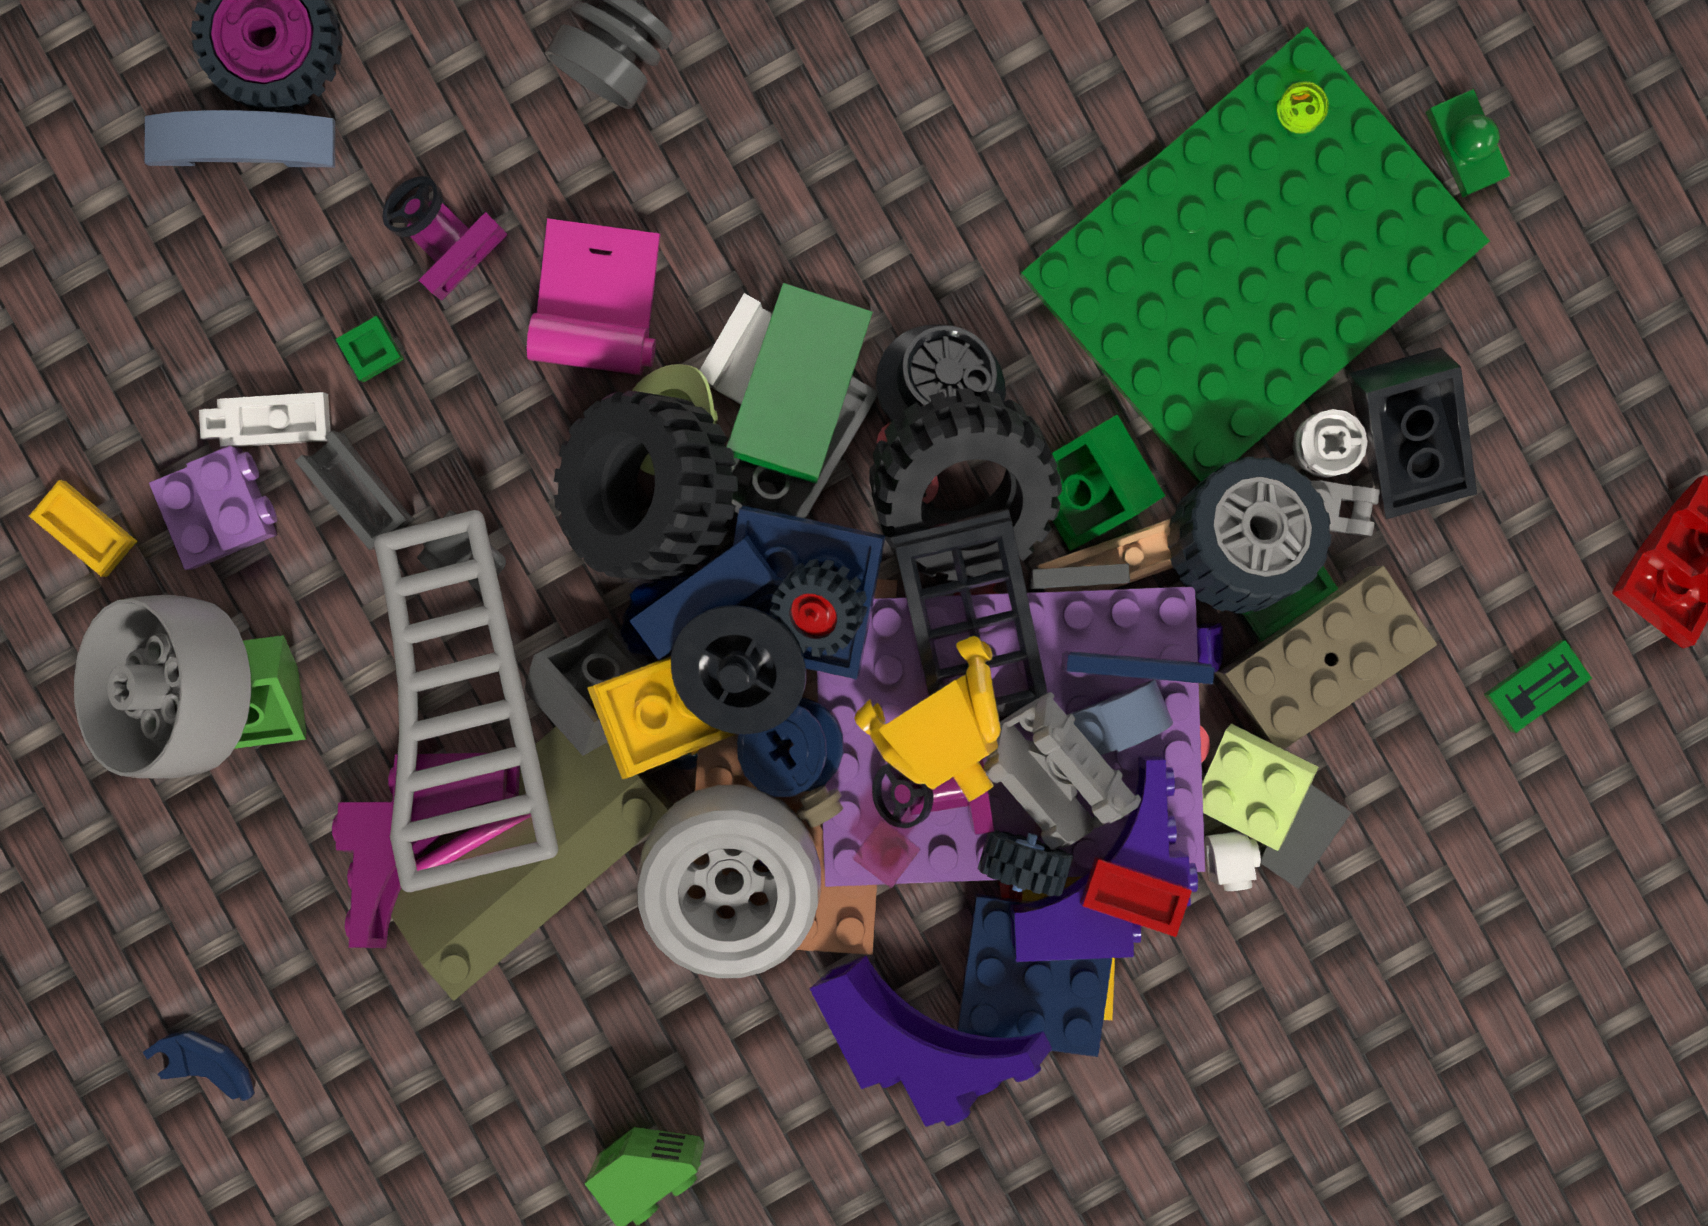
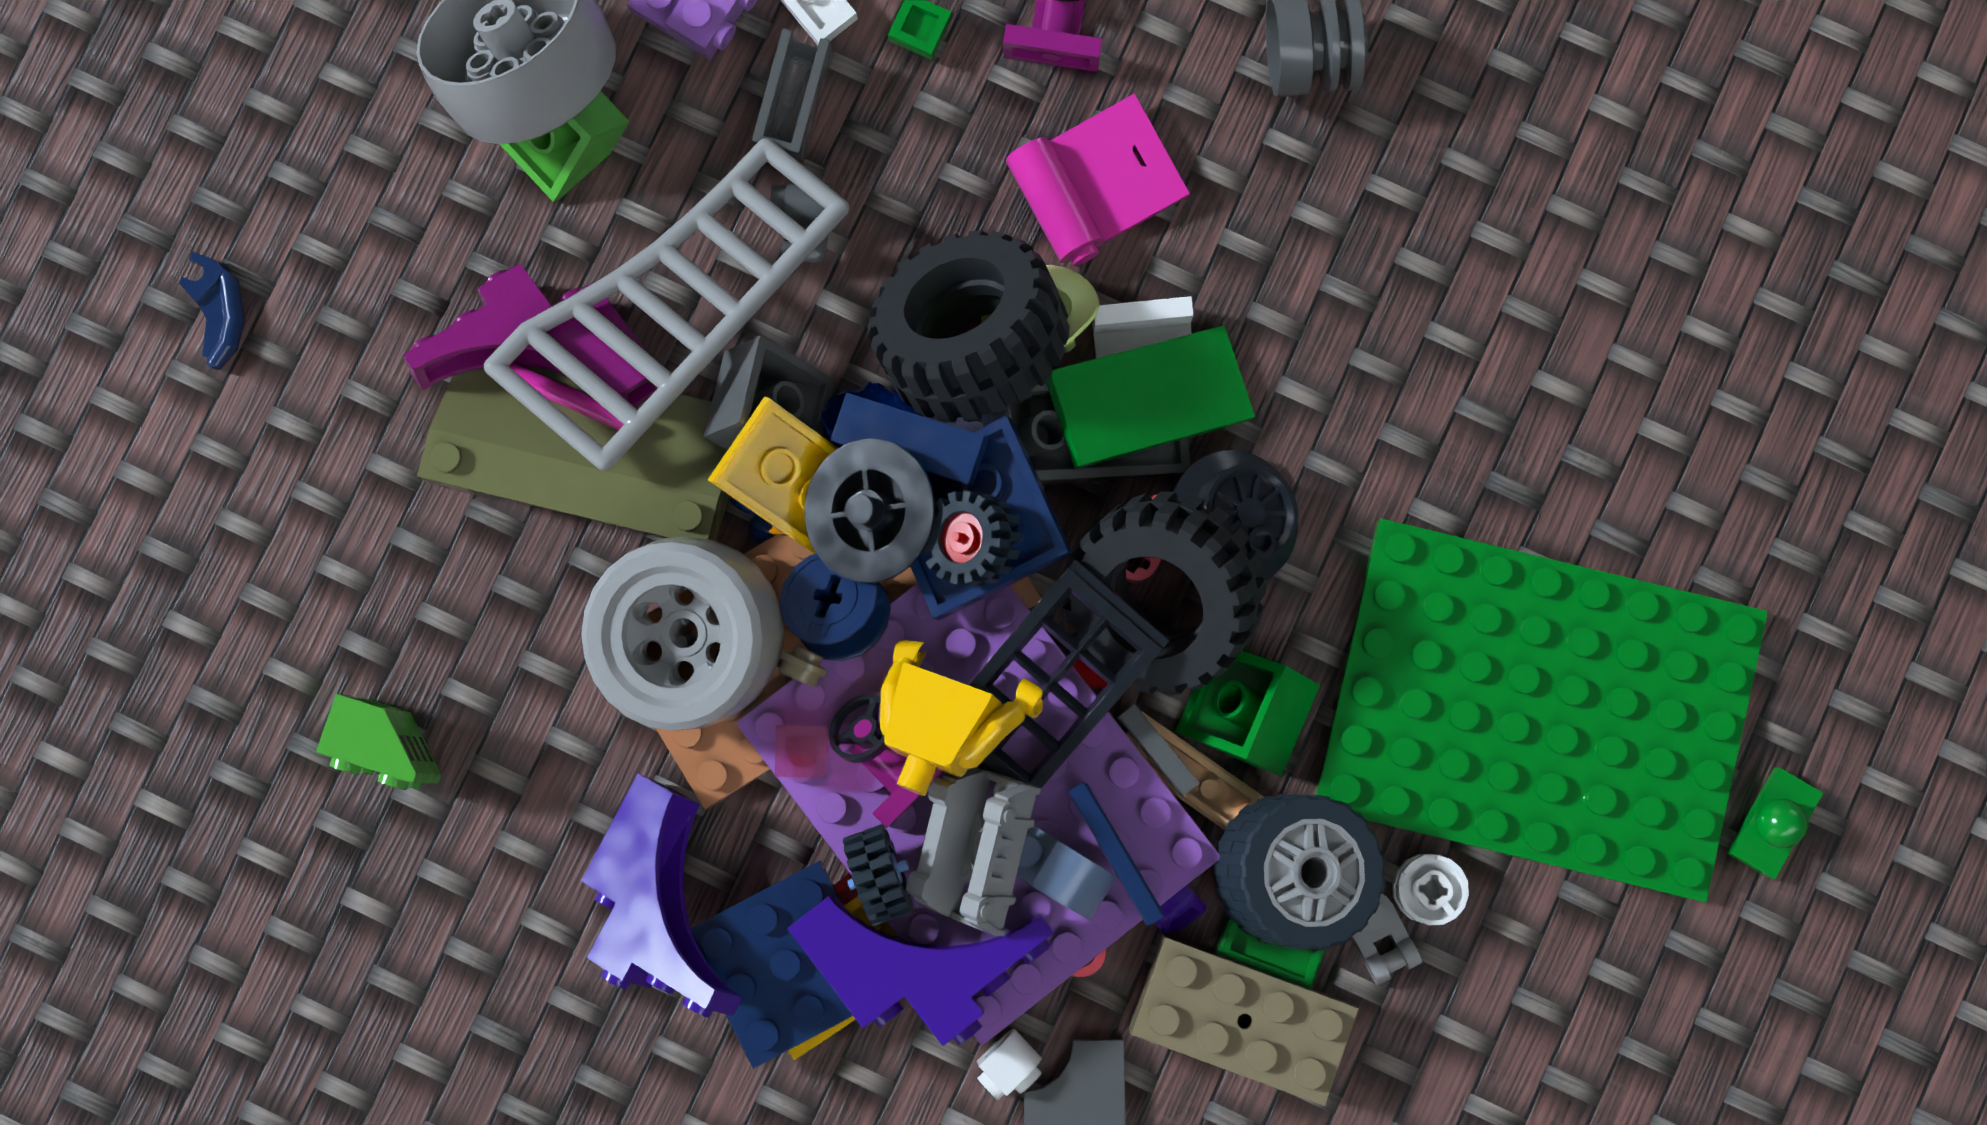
camera: 60 degrees right, 5 degrees down
(1135, 896) = (916, 991): red tile -> none
(1255, 786) = (1086, 1037): yellowish green plate -> none
(1302, 107) = (1696, 655): clear neon green tile -> none
(1415, 431) = (1494, 956): black slope -> none

